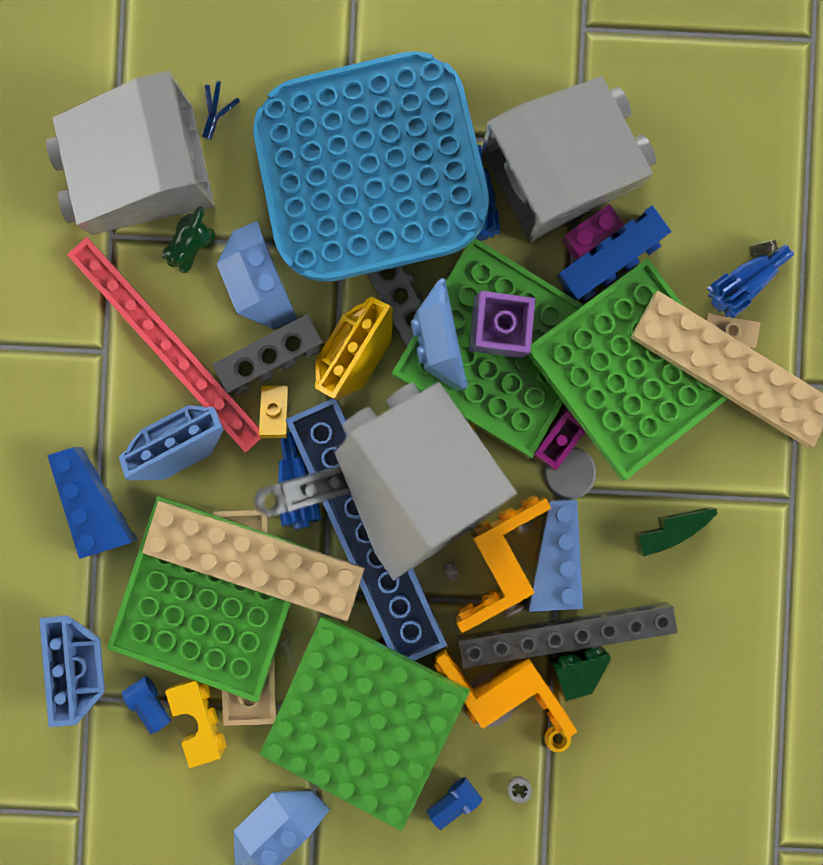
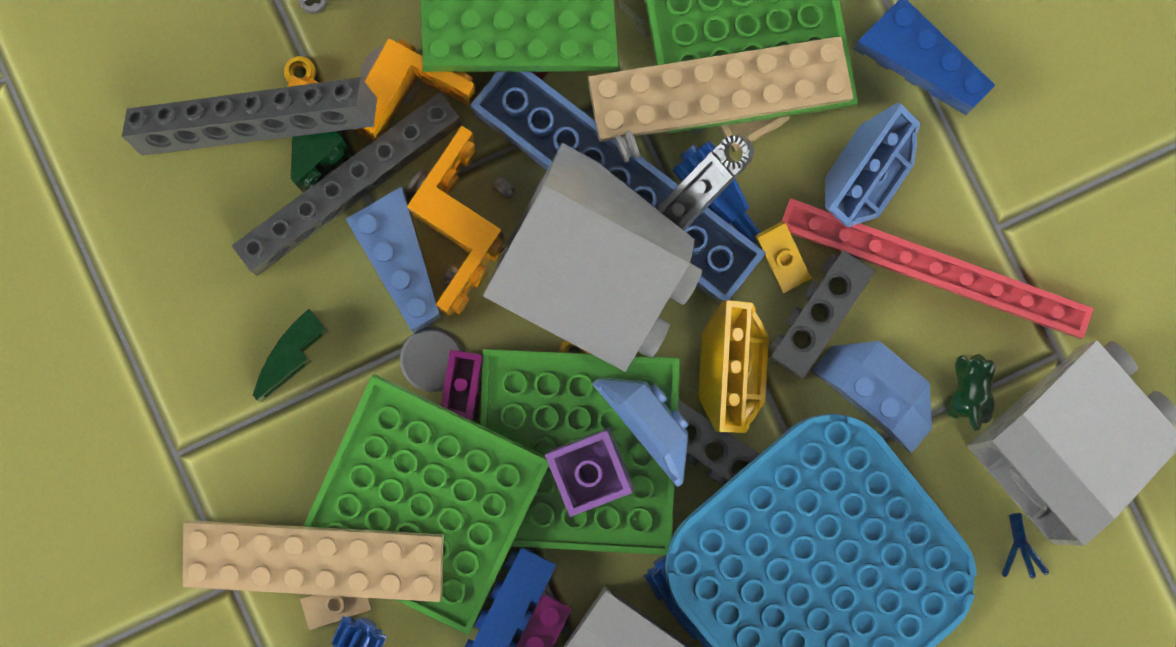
camera: 155 degrees right, 5 degrees down
(346, 552) = (627, 146): none -> light grey bush
(615, 722) = (250, 116): none -> dark grey brick

